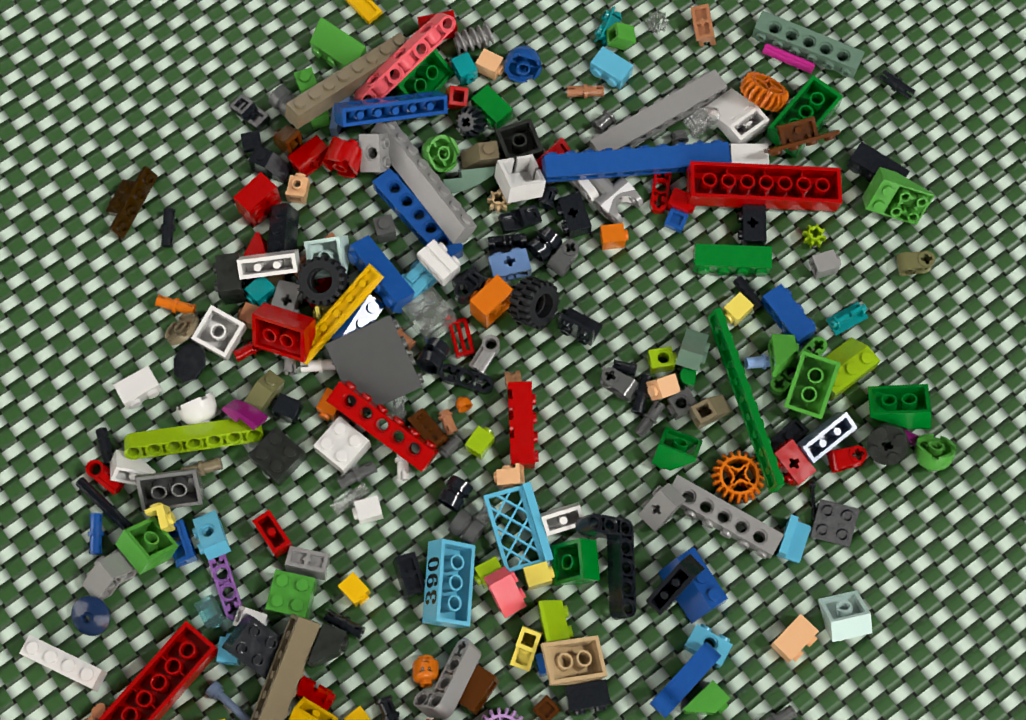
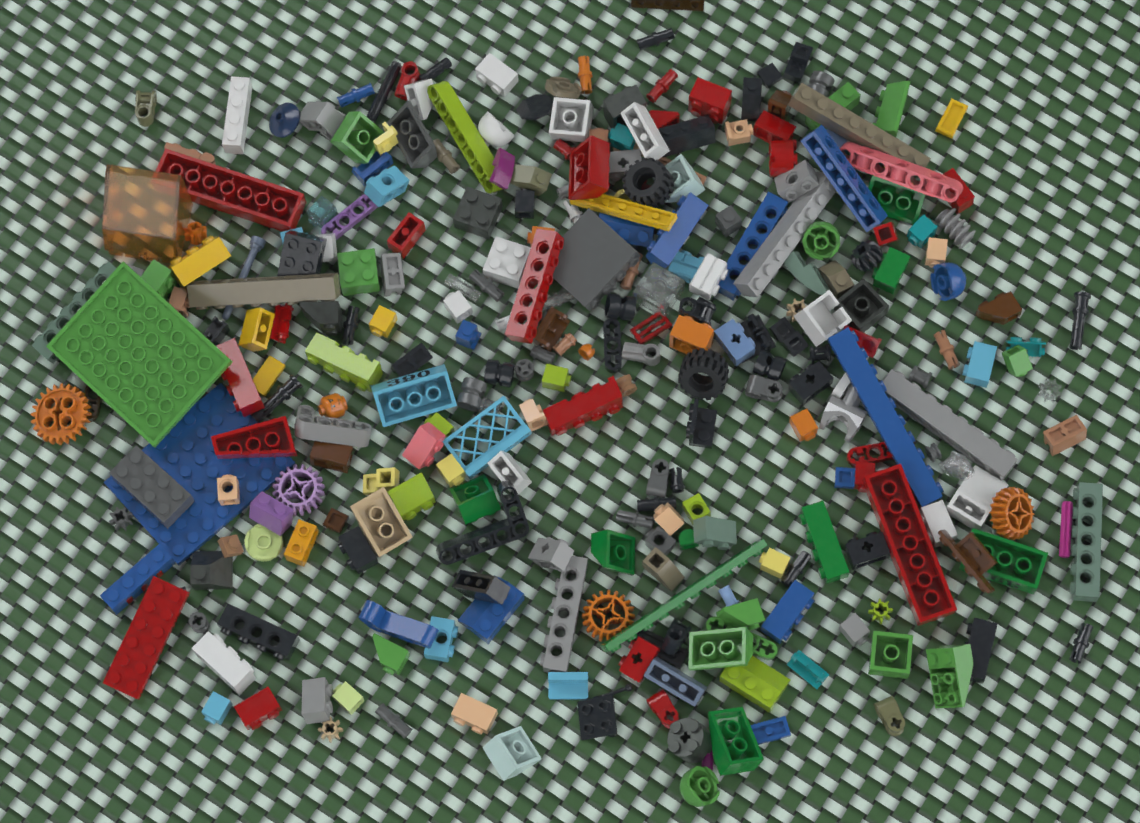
camera: 75 degrees right, 0 degrees up
(218, 238) = (662, 86): none -> red pin
(383, 643) = (344, 362): none -> lime wedge
(402, 510) = (468, 335): none -> blue brick
(458, 465) = (522, 366): none -> dark grey wheel
(566, 32) = (1000, 310): none -> reddish brown slope
(780, 422) = (675, 637): none -> black piece
(860, 241) = (890, 654): none -> bright green brick
(895, 369) = (771, 730): none -> blue plate

